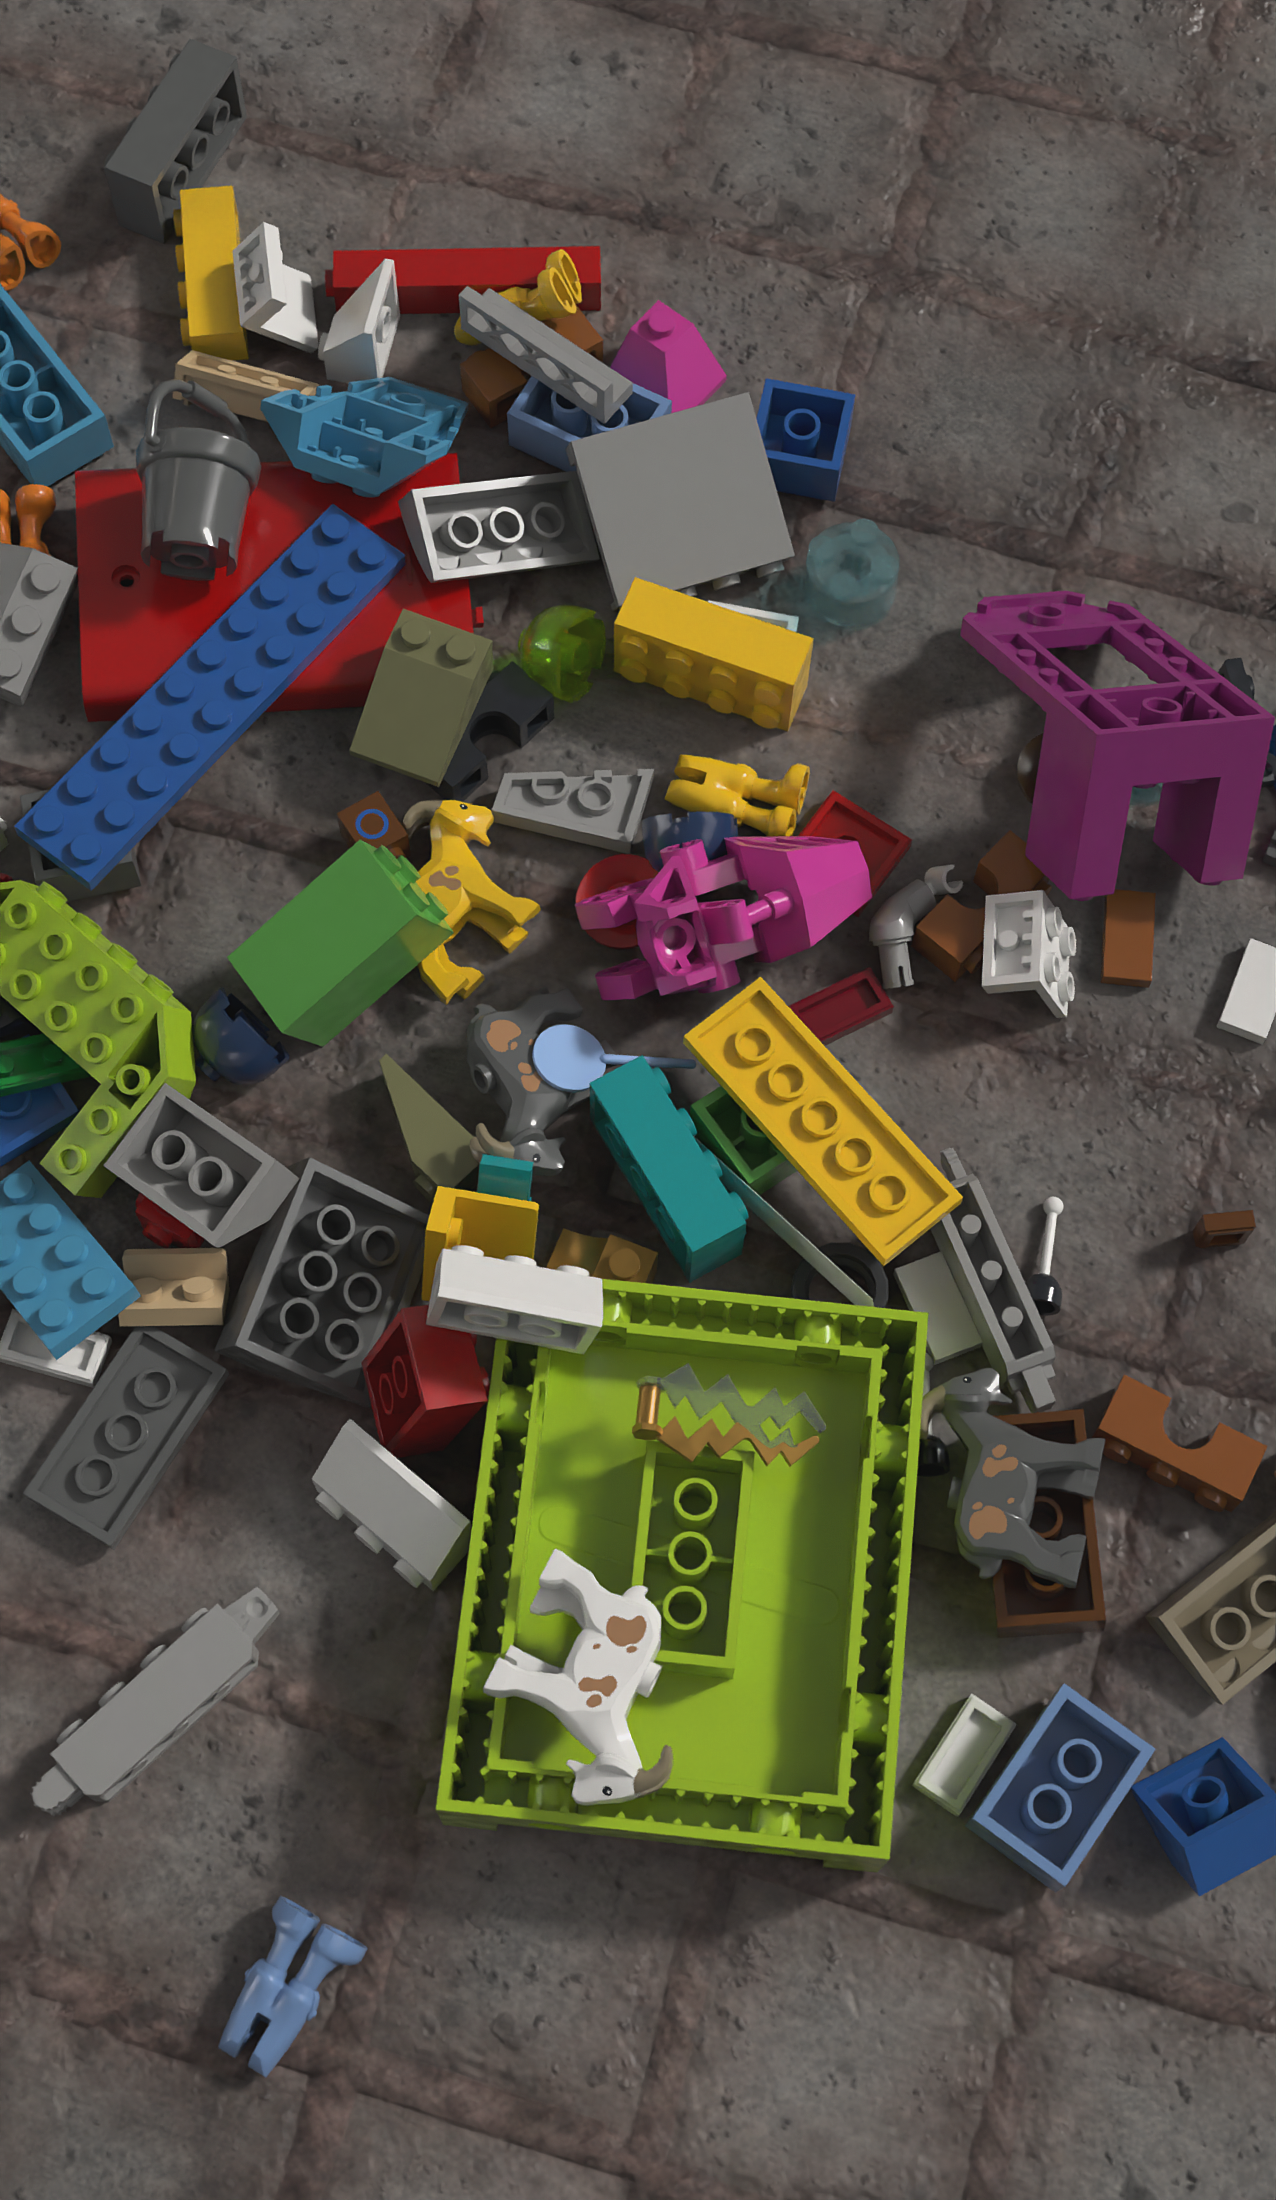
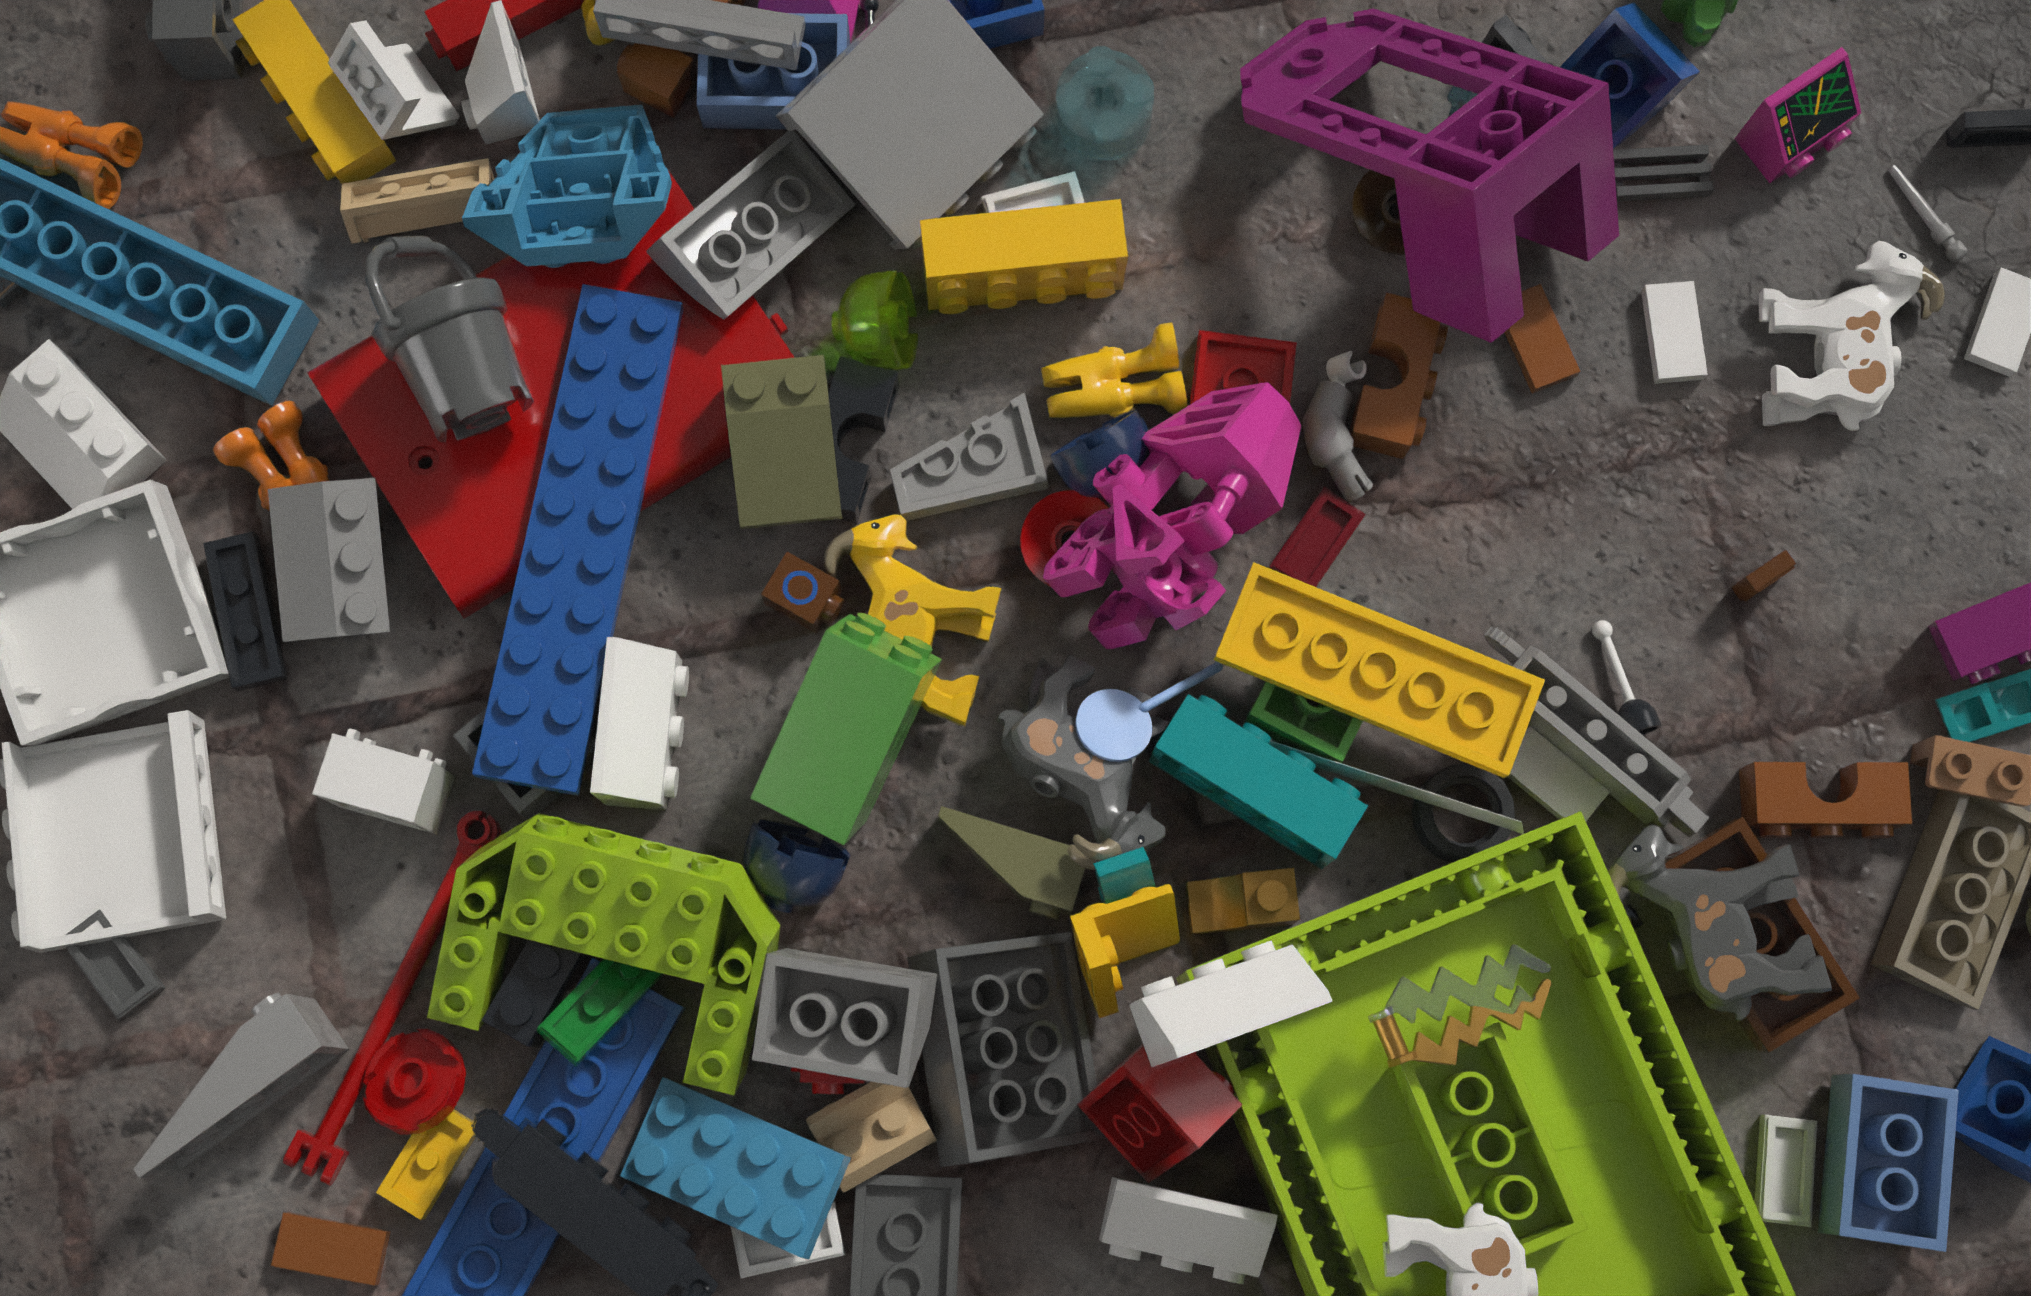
camera: 30 degrees left, 10 degrees up
(173, 866) = (638, 725): none -> white slope
(1028, 948) = (1463, 404): white bracket -> none

